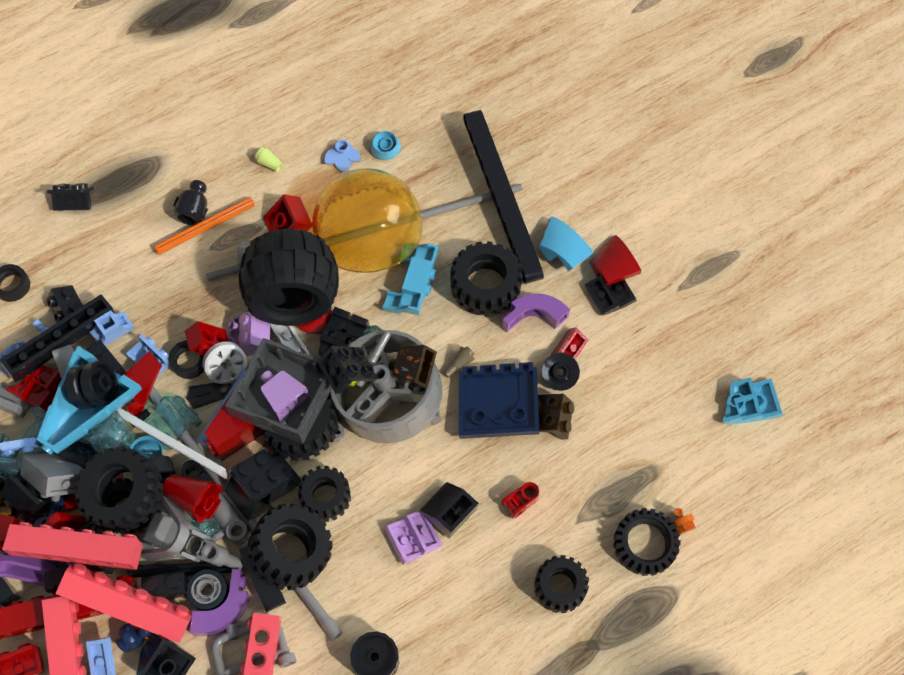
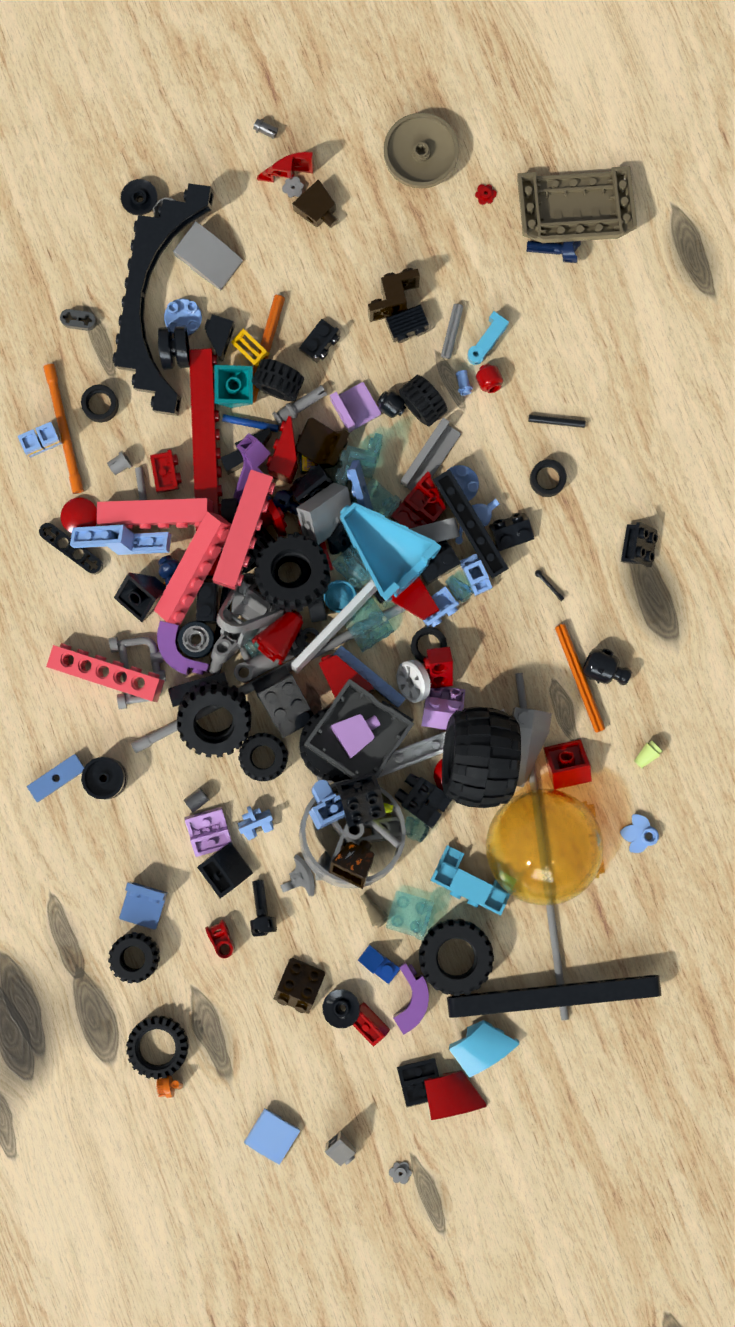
camera: 105 degrees right, 20 degrees up
(91, 385) = (398, 556): black wheel -> none
(127, 342) = (459, 589): none -> clear light blue cone
(128, 255) = (538, 573): none -> black hinge
(206, 394) = (390, 659): black piece -> none
(360, 401) = (329, 805): none -> light blue brick
(381, 555) = (196, 799): none -> flat silver piece
(385, 145) = (648, 885): medium azure hat -> none
(392, 491) = (254, 819): none -> light blue hips
(442, 437) = (300, 876): none -> light grey piece
(456, 325) = (410, 914): none -> clear light blue bracket
(494, 460) = (263, 922): none -> black piece
(498, 401) = (322, 940): dark blue hinge -> none
(504, 588) = (142, 905): none -> medium blue bracket
(509, 347) = (378, 964): none -> blue slope
(691, 347) = (340, 1149): none -> light grey slope
(697, 300) = (400, 1167): none -> light grey plant
(700, 413) = (272, 1136): none -> light blue slope
(751, 402) = (273, 1192): medium azure slope -> none

